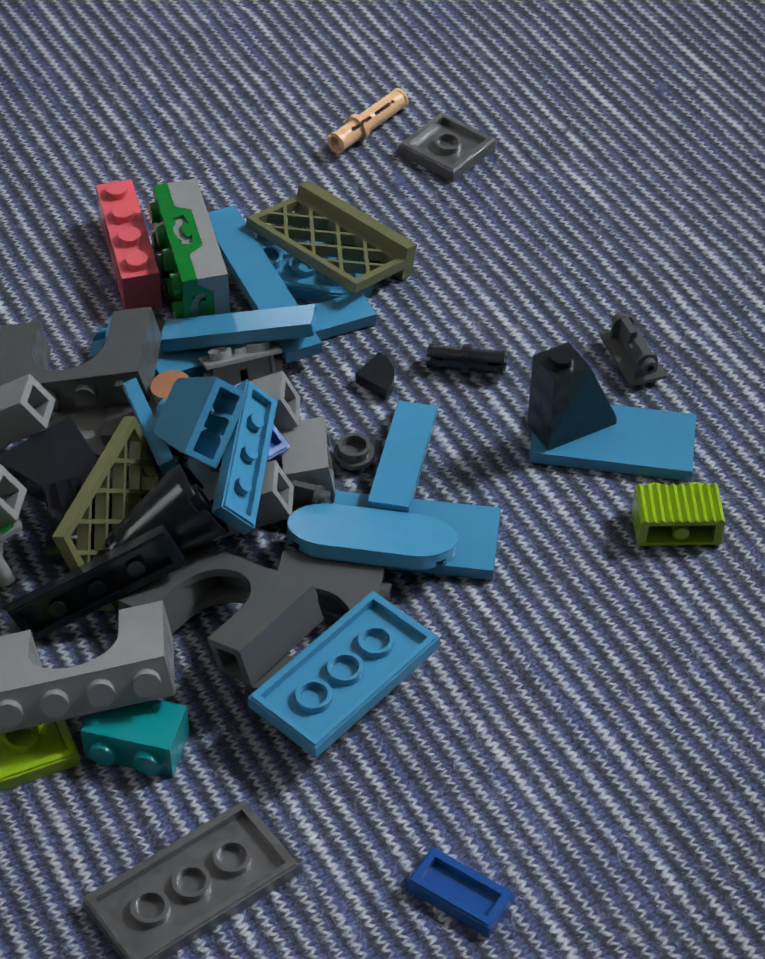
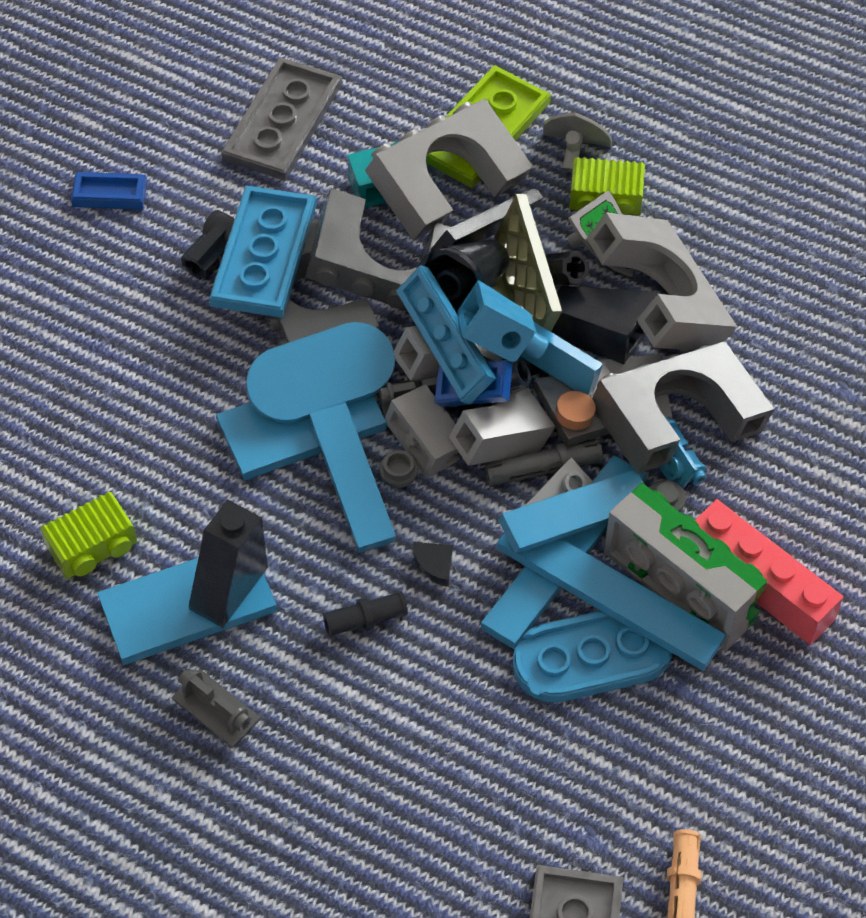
camera: 150 degrees right, 10 degrees up
(337, 224) = (573, 708): olive fence -> none
(370, 751) = (209, 248): none -> black piece

